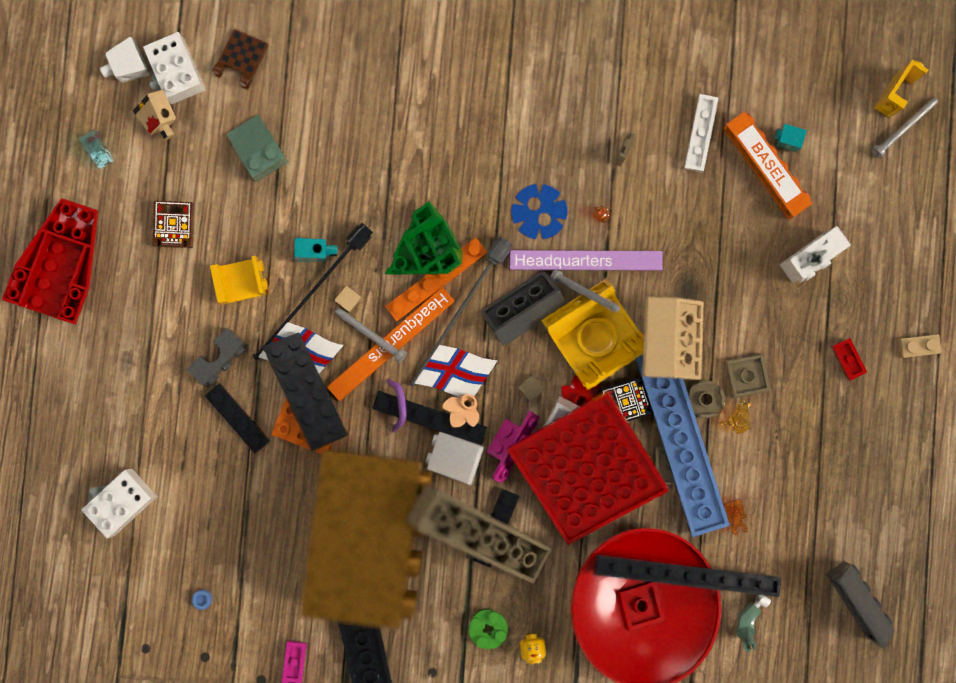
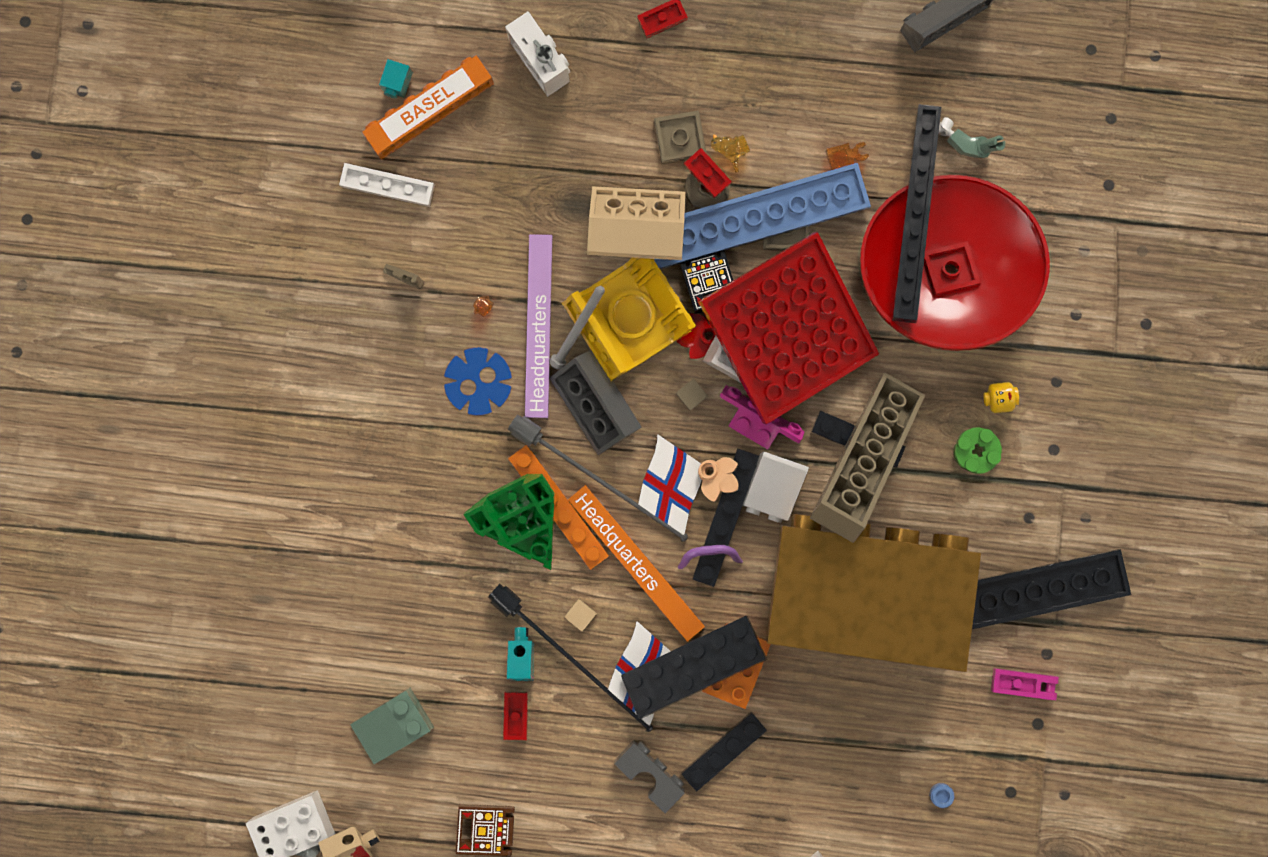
camera: 85 degrees left, 0 degrees up
(239, 280) = (556, 748): yellow panel -> none
(241, 54) = (275, 743): reddish brown flag -> none
(265, 246) = (515, 716): none -> red plate
(400, 355) = (625, 586): light grey bar -> none
(717, 398) = (707, 173): none -> red plate

